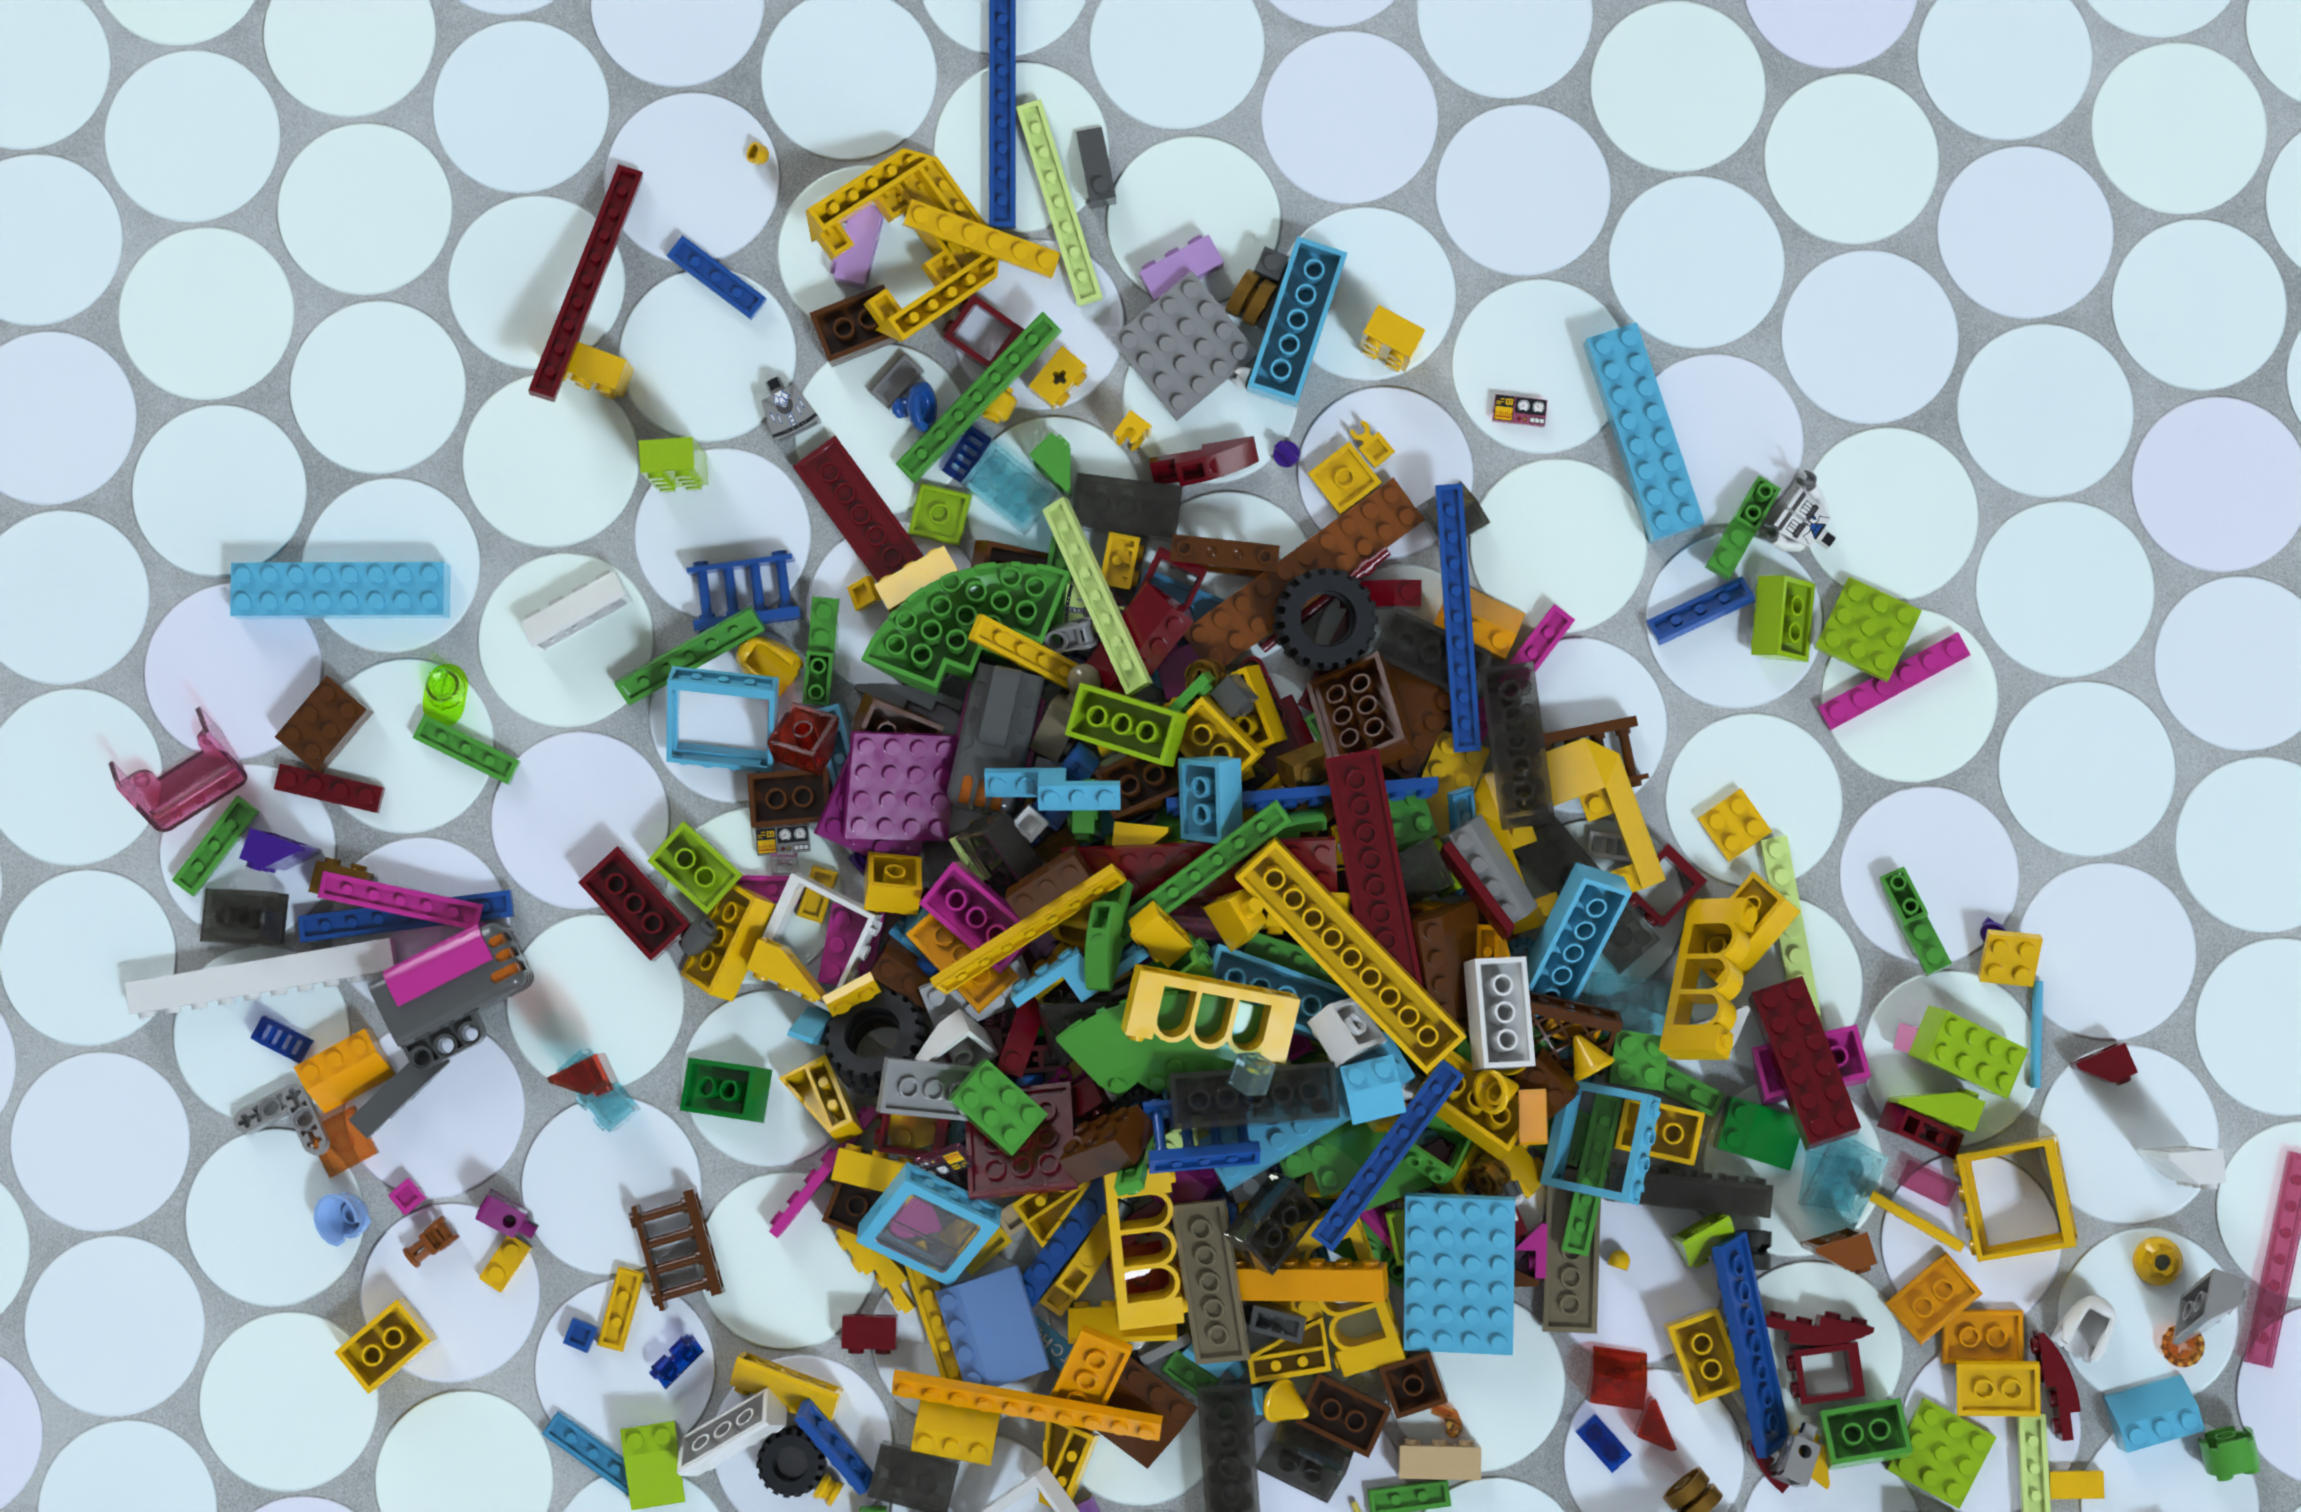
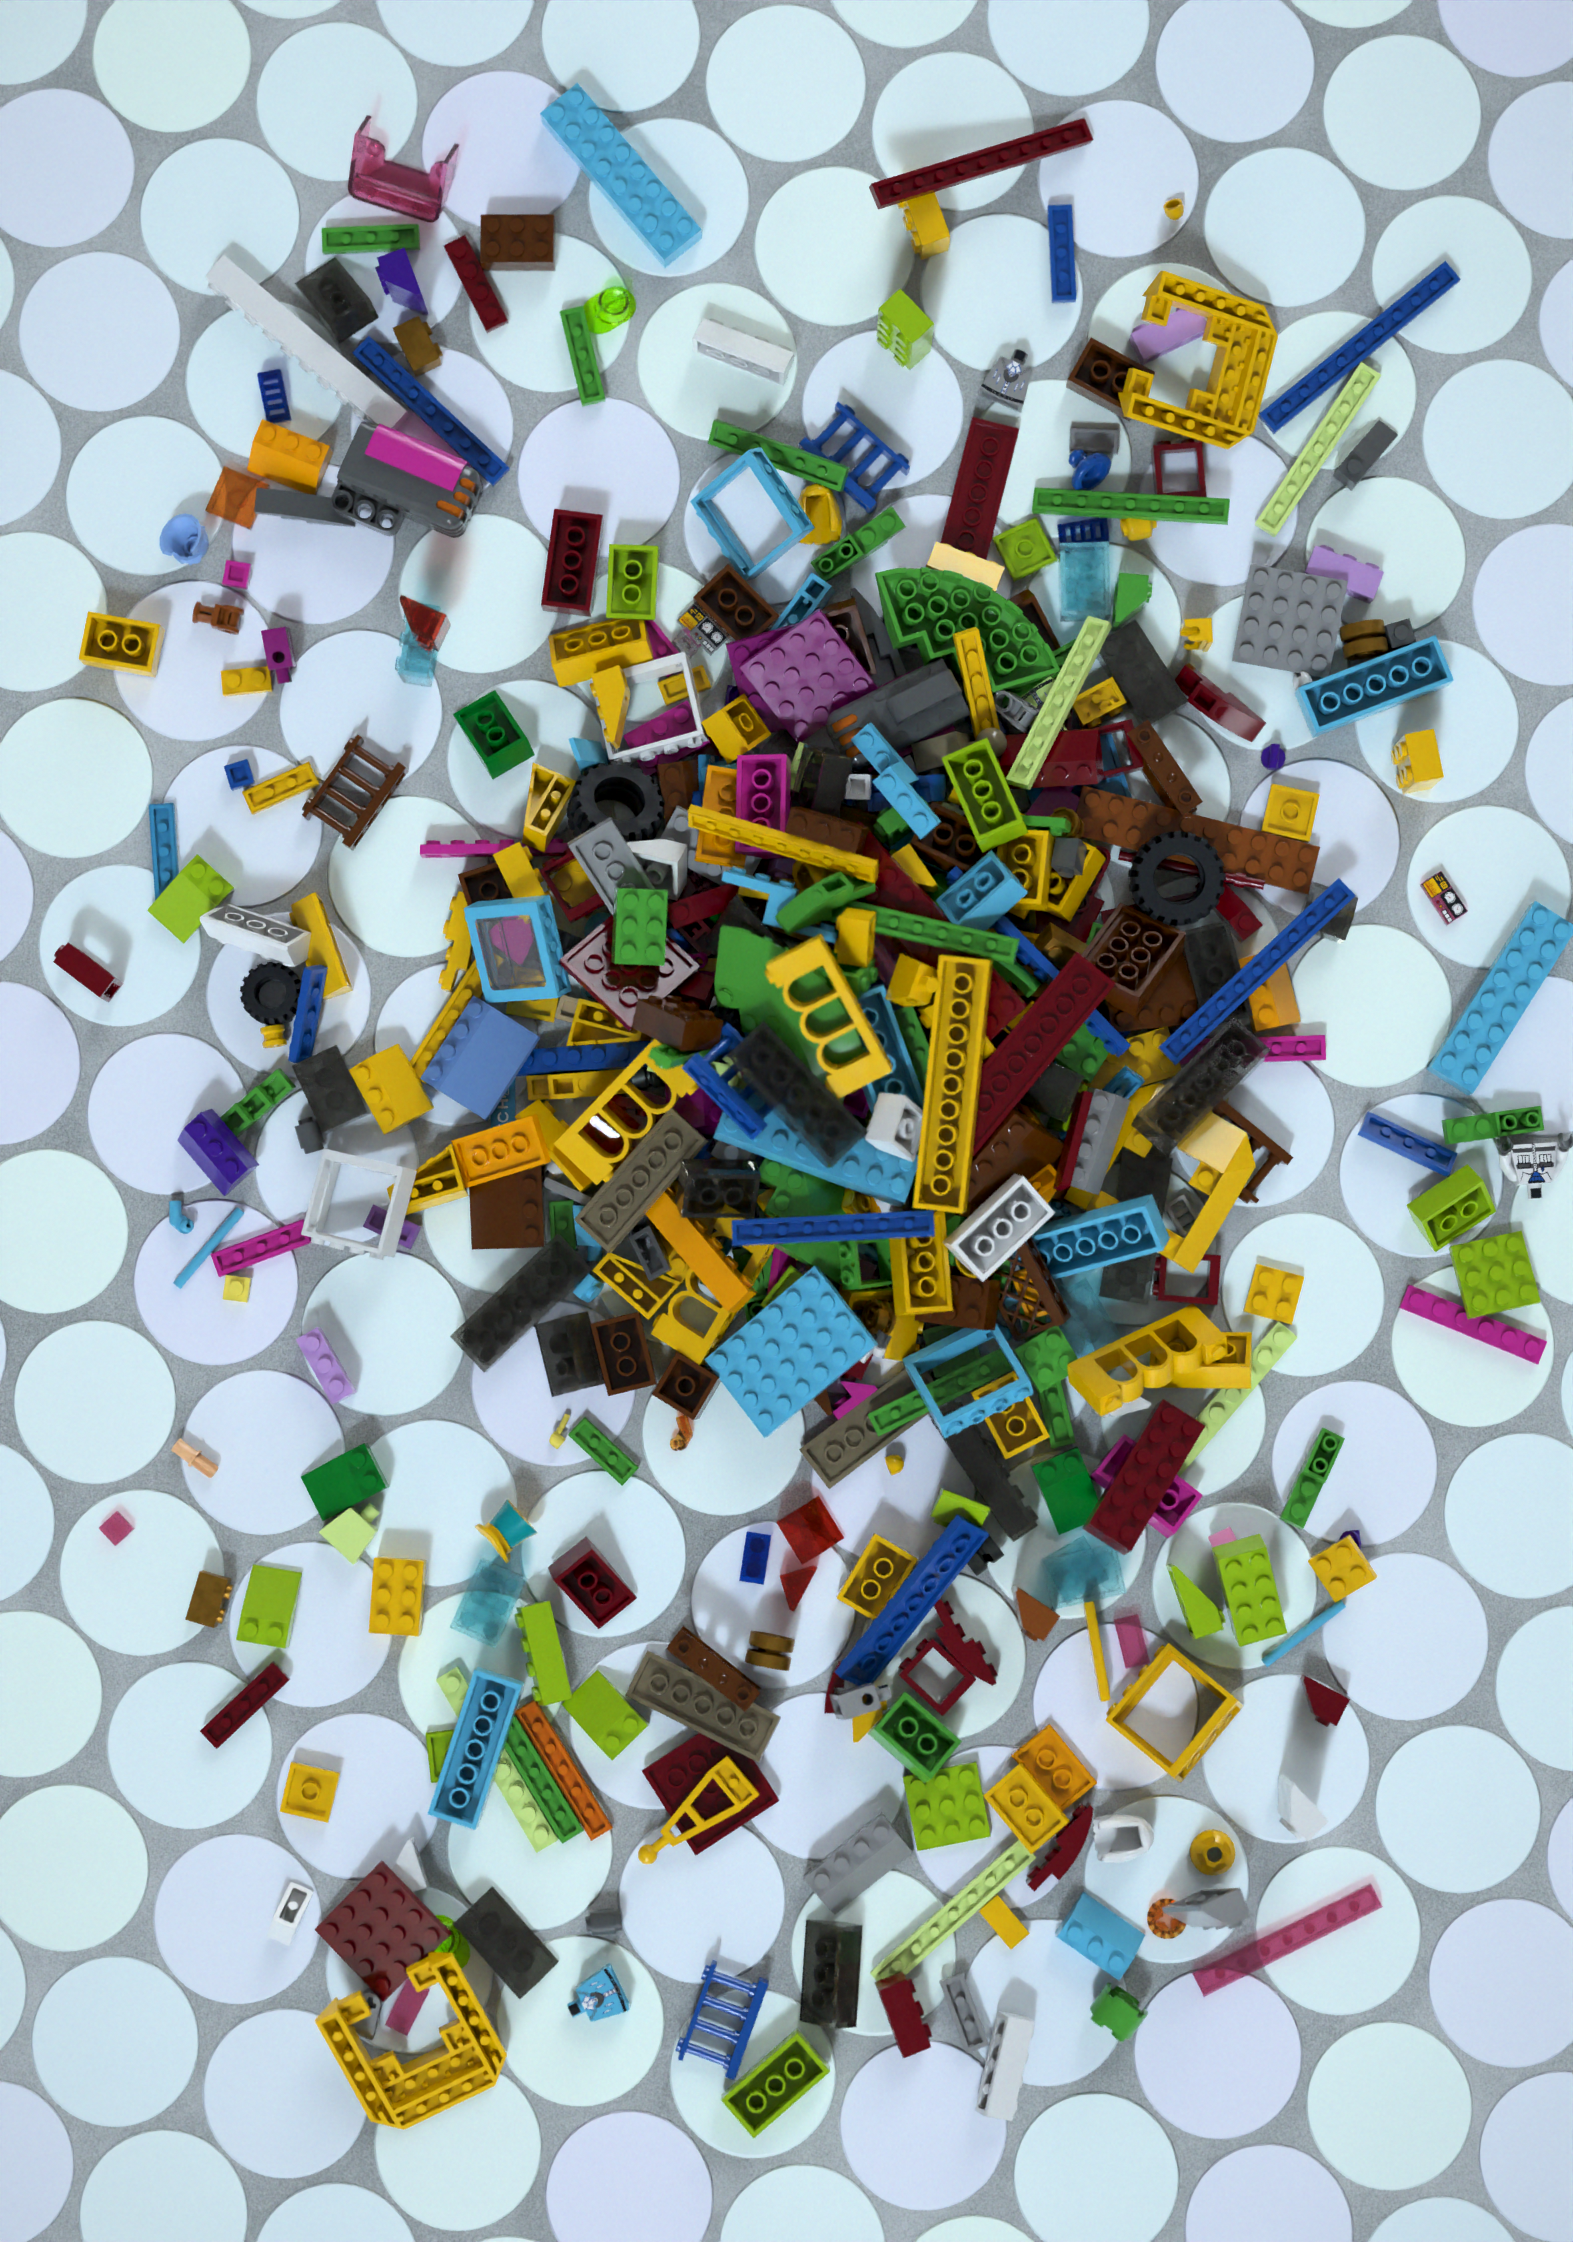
camera: 50 degrees right, 0 degrees up
(285, 1108) = (229, 439): light grey beam -> none
(399, 900) = (438, 395): dark pink plate -> none
(683, 1353) = (287, 857): clear blue hinge -> none
(698, 936) = (585, 624): dark grey brick -> none
(804, 738) = (786, 582): clear red slope -> none
(851, 994) = (634, 762): yellow plate -> none
(863, 593) = (923, 541): yellow plate -> none
(869, 1332) = (407, 974): dark red brick -> none
(945, 1160) = (572, 922): tile -> none
(981, 238) = (1245, 415): yellow plate -> none
(1027, 1405) = (447, 1124): light orange plate -> none
(1044, 383) = (1203, 545): yellow brick -> none
(1252, 1074) = (811, 1079): clear light blue panel -> none
(1283, 1402) = (597, 1303): yellow hat -> none
(1372, 1089) = (870, 1177): medium azure slope -> none
(1373, 448) = (1329, 816): yellow plate -> none
(1439, 1459) = (647, 1450): tan brick -> none
(1493, 1091) = (940, 1266): yellow hat -> none
(1533, 1117) = (945, 1310): light orange tile -> none
(1588, 1058) = (1019, 1320): yellow hat -> none
(1920, 1130) = (1165, 1604): dark red slope -> none
(1933, 1298) = (1052, 1711): light orange tile -> none

